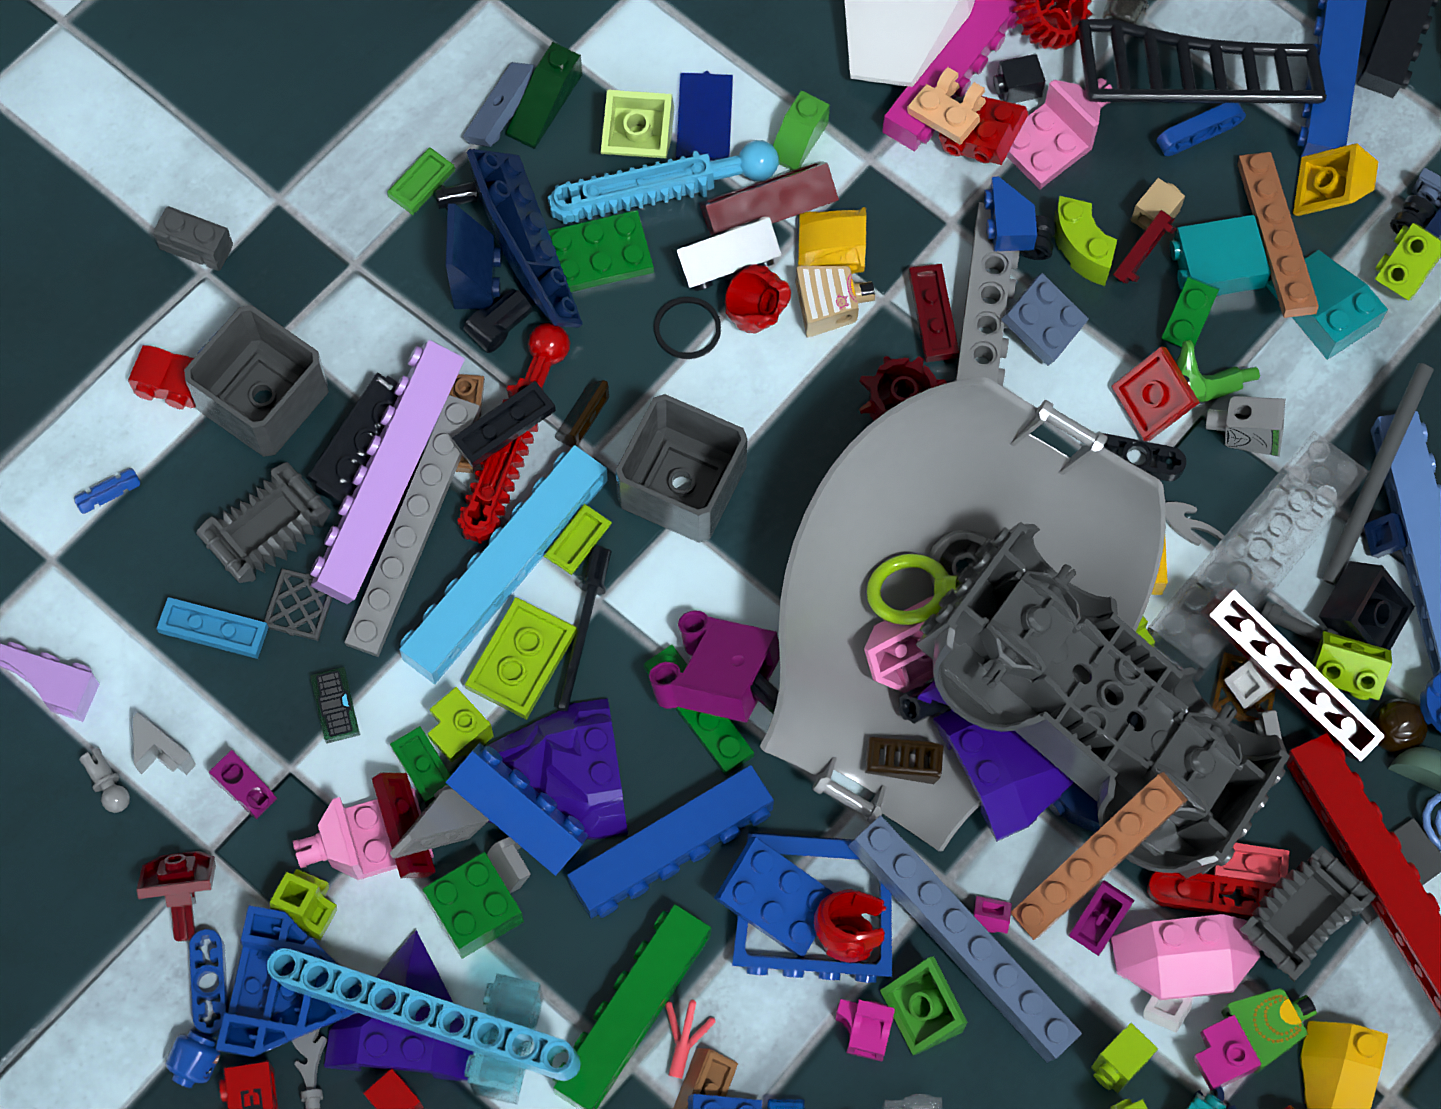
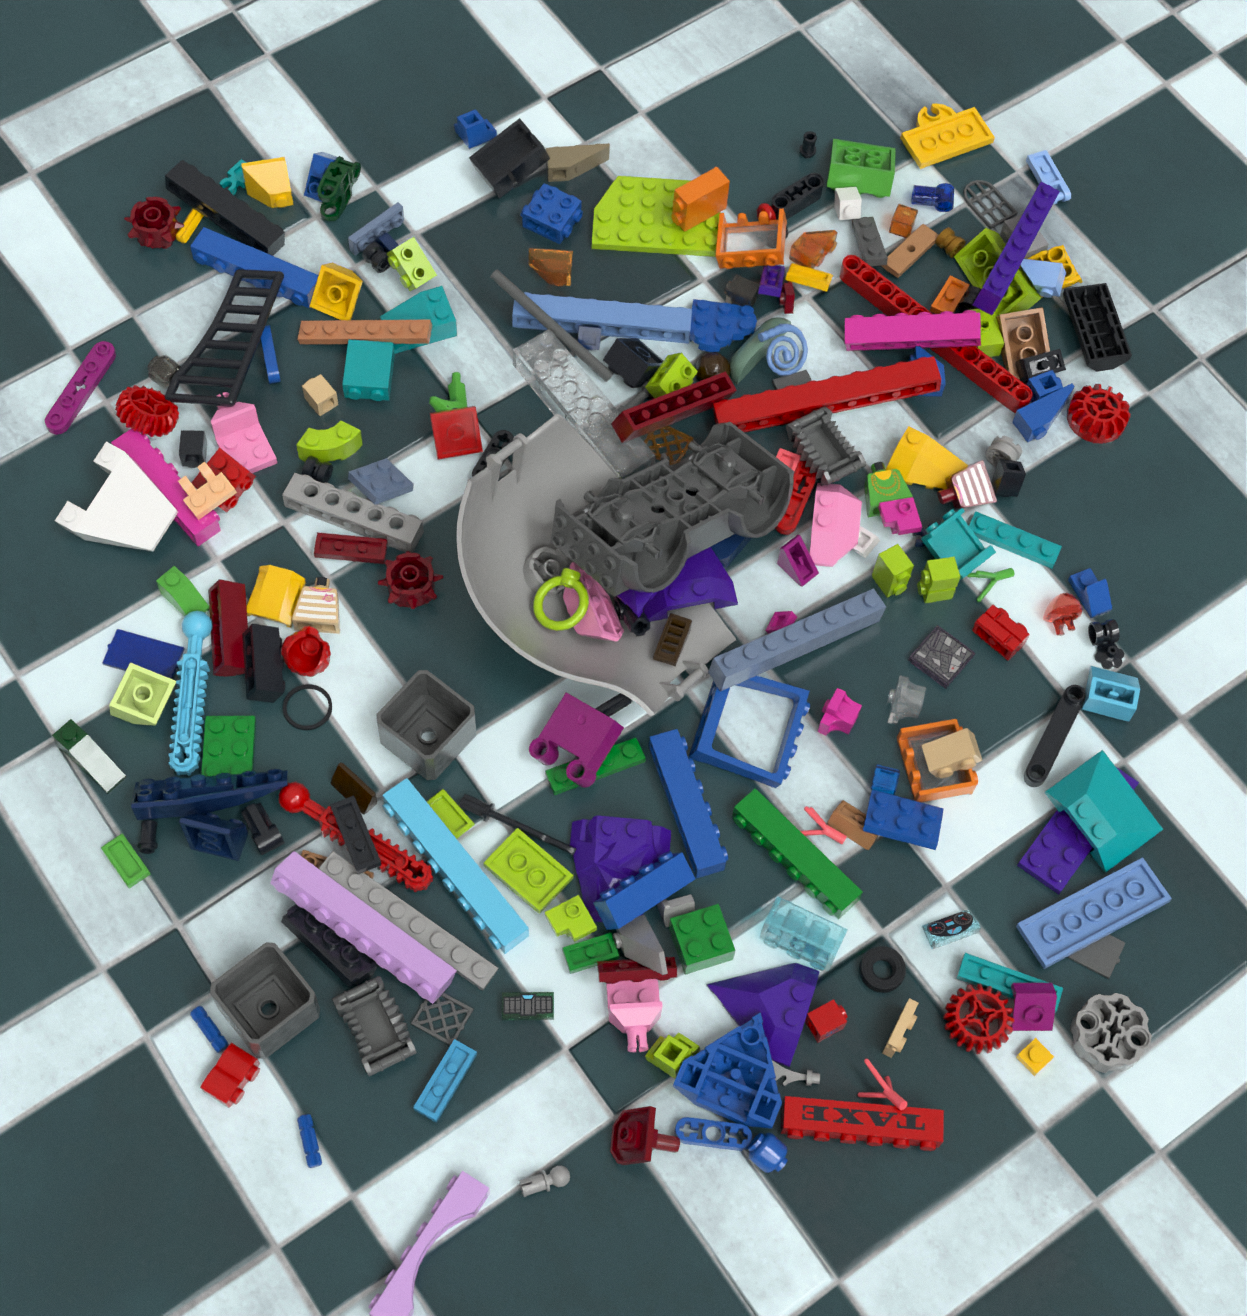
camera: 80 degrees left, 5 degrees down
(151, 742) = (522, 1140): light grey slope -> none
(193, 238) = (118, 1034): dark grey brick -> none
(242, 784) = (573, 1081): magenta leg -> none
(435, 1025) = (775, 983): medium azure beam -> none
(500, 105) = (84, 788): sand blue tile -> none
(773, 896) = (742, 744): blue plate -> none
(842, 927) = (774, 710): red helmet -> none
(924, 1007) = (830, 672): bright green slope -> none
(1012, 218) = (304, 475): blue slope -> none
(1099, 855) = (769, 542): nougat plate -> none
(1144, 246) = (348, 407): dark red piece -> none
(1190, 312) = (405, 397): green plate -> none
(1249, 684) = (668, 437): white plate -> none
(1251, 424) = (494, 384): light grey torso -> none
(1267, 723) = (697, 433): light grey plate -> none

